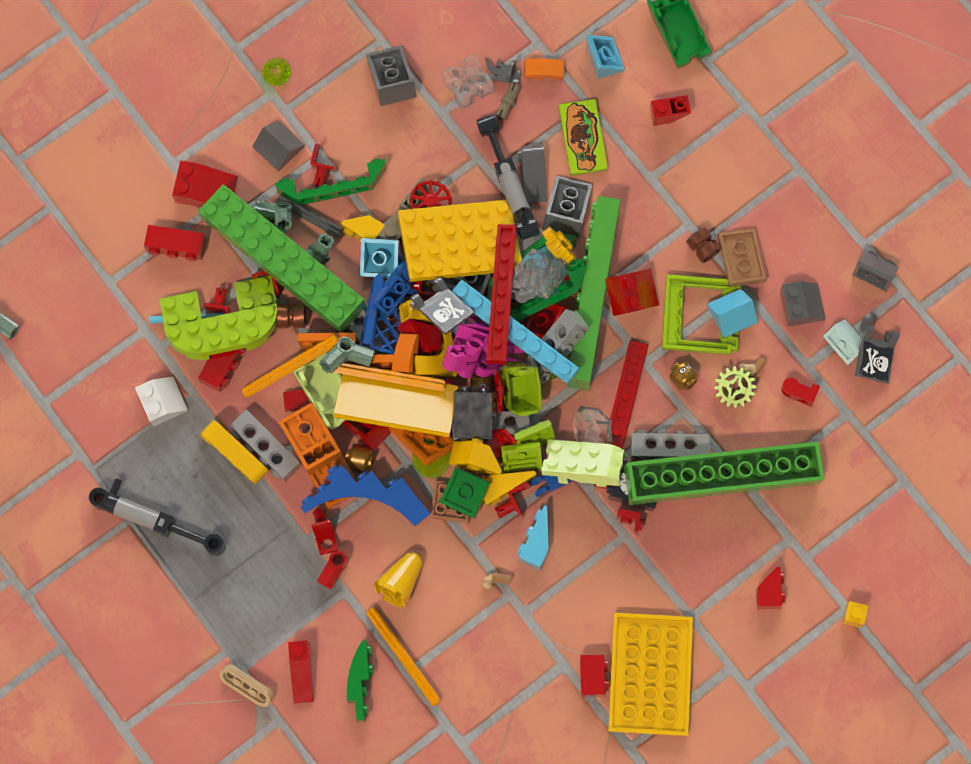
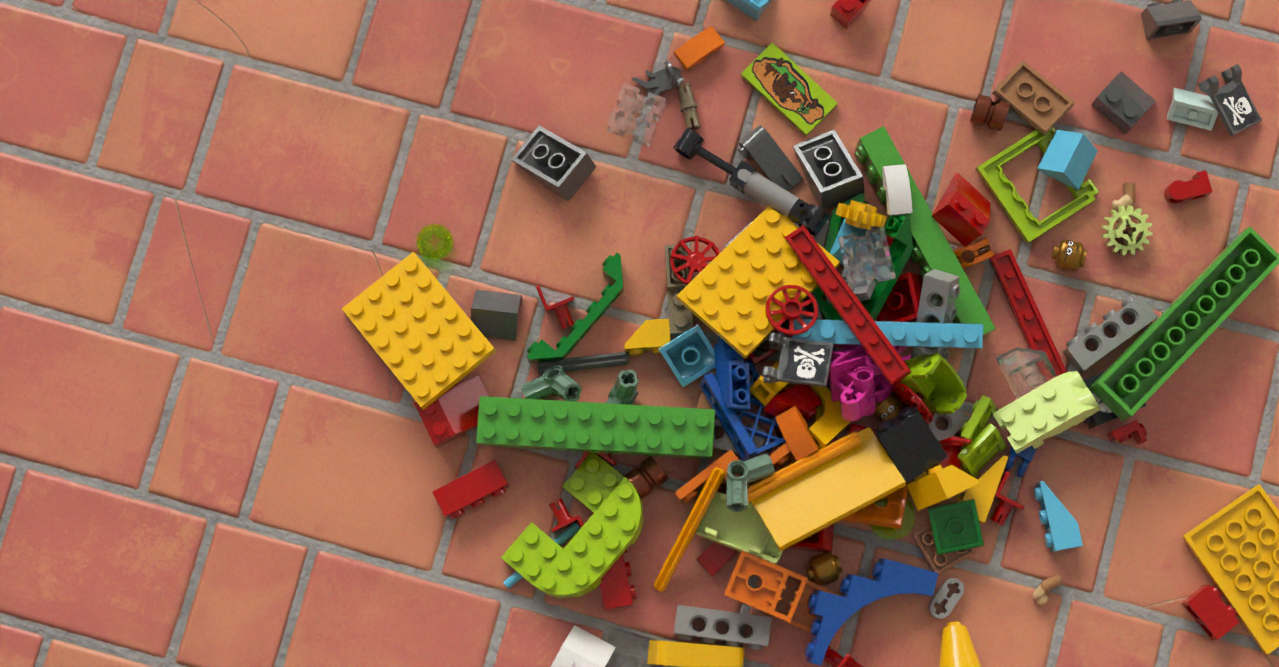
camera: 40 degrees left, 5 degrees up
(219, 118) = (418, 330): none -> yellow plate
(426, 542) = (951, 601): none -> light grey beam
(463, 272) = (791, 310): none -> red wheel
(594, 244) = (897, 189): none -> white slope
(616, 326) = (973, 253): none -> orange head

